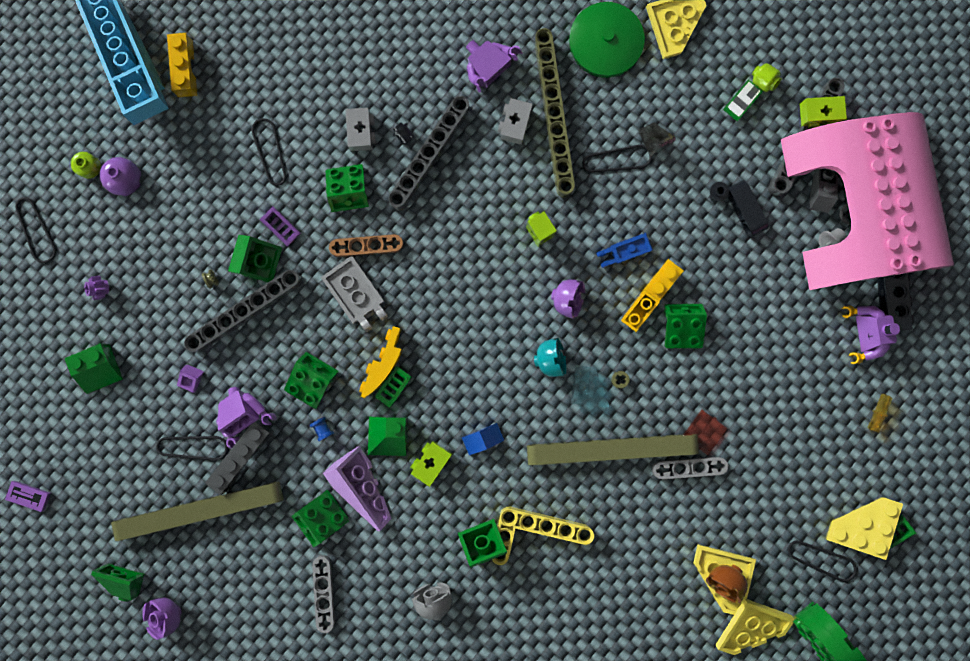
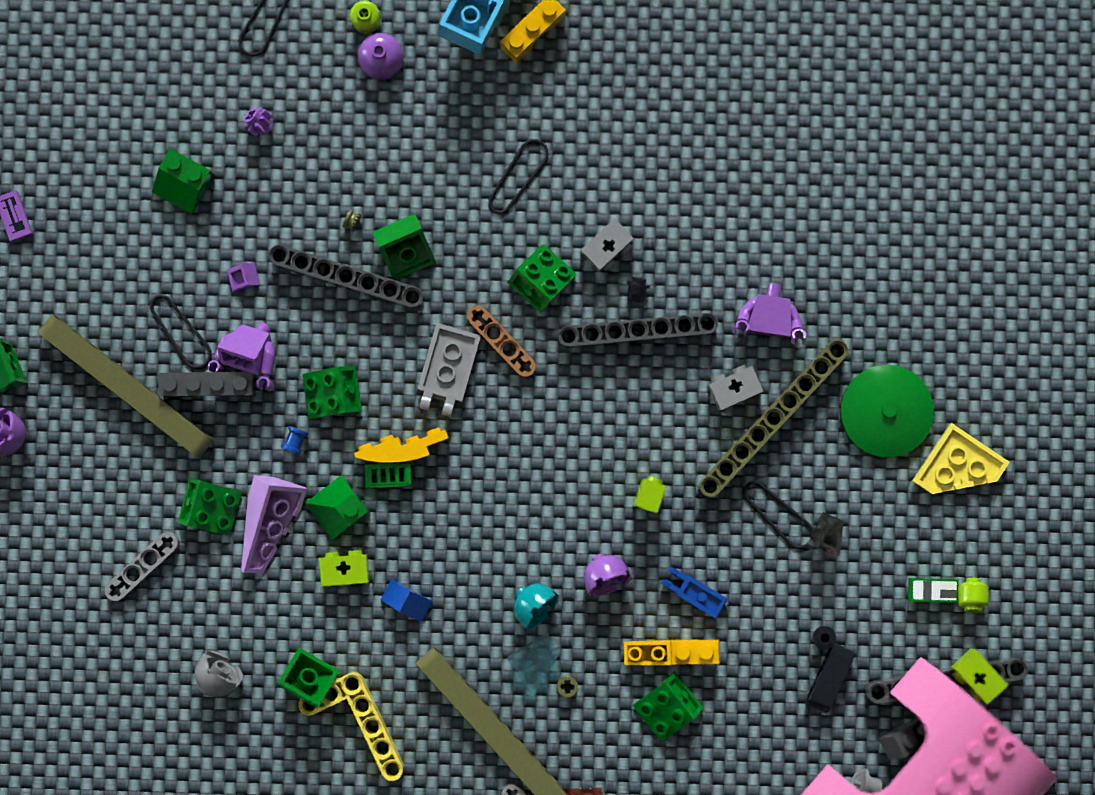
camera: 50 degrees right, 0 degrees up
(268, 214) = (457, 225): medium lavender slope -> none

